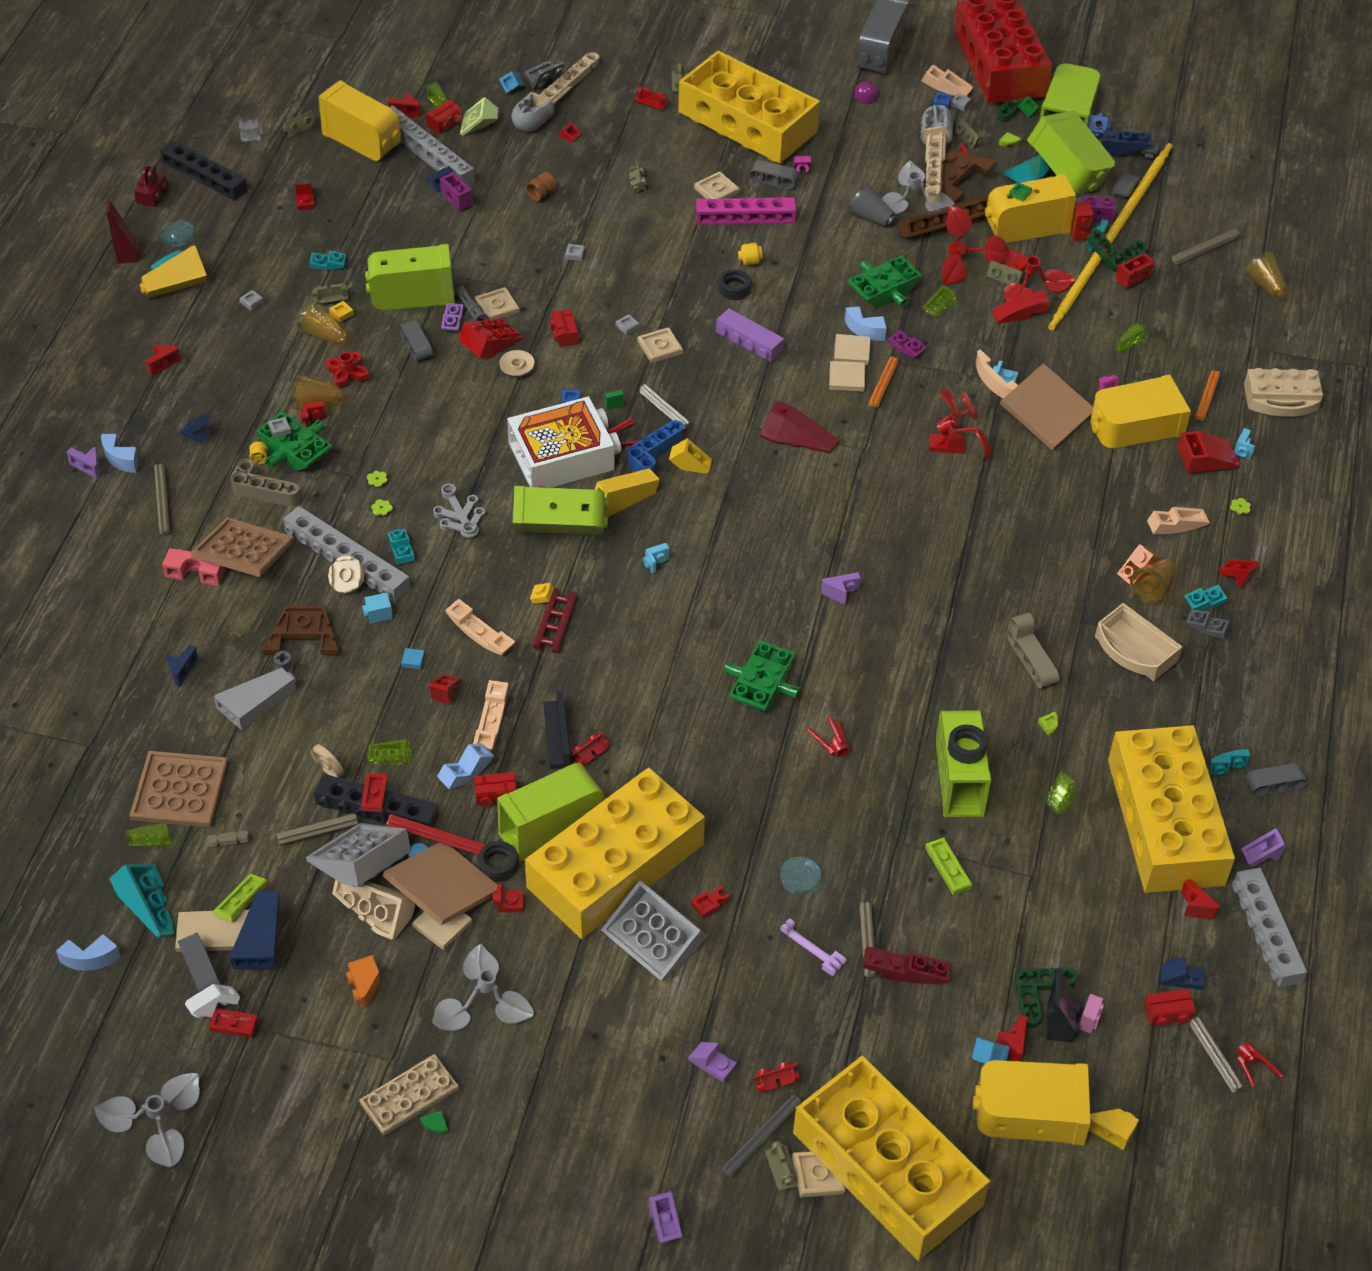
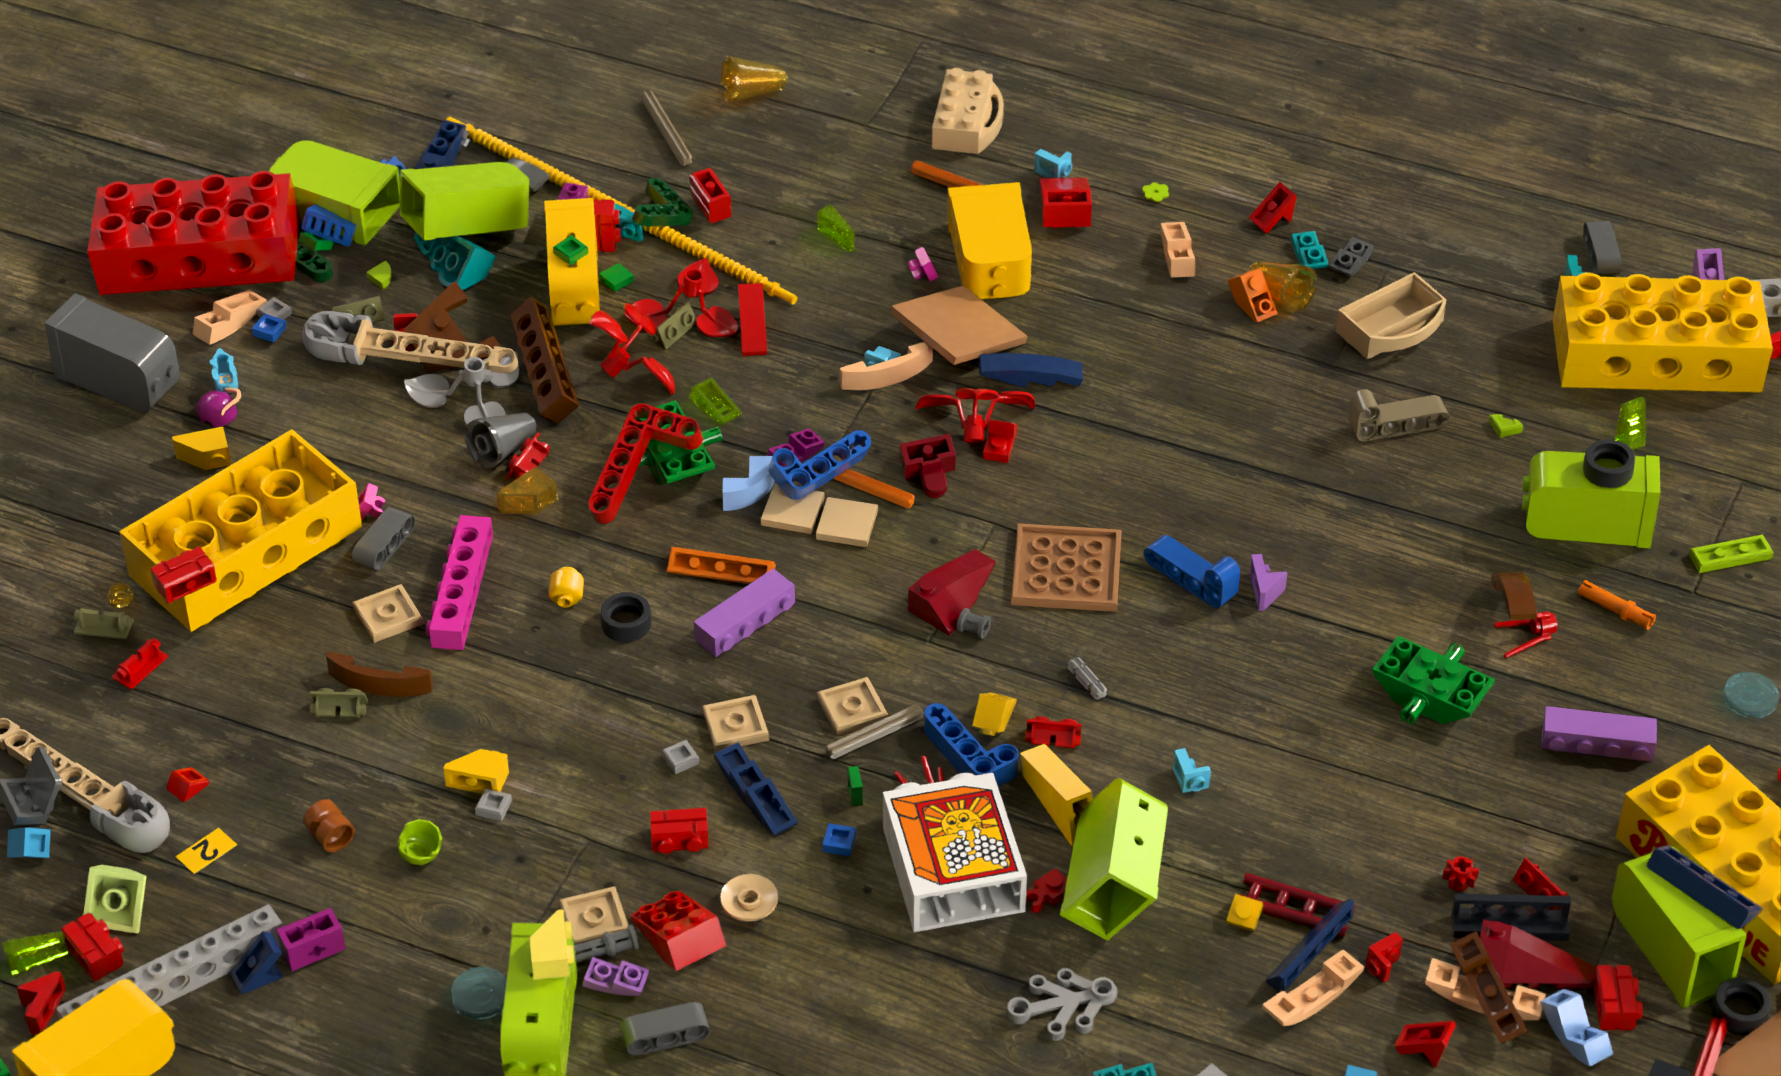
camera: 80 degrees left, 5 degrees down
(427, 256) = (549, 948): none -> light yellow slope
(507, 701) = (1488, 988): none -> reddish brown slope
(514, 662) = (1383, 954): none -> red bracket
(516, 626) = (1311, 945): none -> dark blue slope
(517, 735) = (1530, 960): none -> dark red wedge
(523, 149) = (206, 850): none -> yellow sticker
(534, 223) = (419, 842): none -> lime hair
(558, 802) = (1703, 886): none -> dark blue slope
(591, 702) = (1460, 873): none -> red gear
(595, 241) = (477, 771): none -> yellow slope
(603, 359) = (755, 790): none -> dark blue slope
(661, 178) = (374, 681): none -> reddish brown slope
(679, 485) = (1043, 729): none -> red hinge
(682, 75) = (183, 574): none -> red brick
(685, 395) = (852, 706): none -> tan tile
(732, 504) = (1087, 678): none -> light grey axle
(736, 779) = (1599, 733): none -> medium lavender brick
(765, 445) = (980, 629): none -> dark grey bush
(792, 322) = (717, 566): none -> orange slope
(828, 228) = (527, 494): none -> clear yellow slope
(829, 93) = (203, 448): none -> yellow slope
(833, 556) = (1208, 582): none -> blue beam
(834, 487) = (1066, 567): none -> medium nougat tile
(856, 715) = (1518, 594): none -> reddish brown slope
(867, 225) = (532, 451): none -> red hinge
(867, 796) = (1623, 608): none -> orange pin
(872, 340) = (823, 461): none -> blue beam
(873, 255) = (634, 452): none -> red beam
(890, 89) = (225, 376): none -> medium azure animal
(906, 404) = (929, 462): none -> dark red brick
(1018, 449) = (1022, 368): none -> dark blue slope
(1036, 103) = (314, 221): none -> blue slope
(1045, 243) = (616, 277): none -> green tile

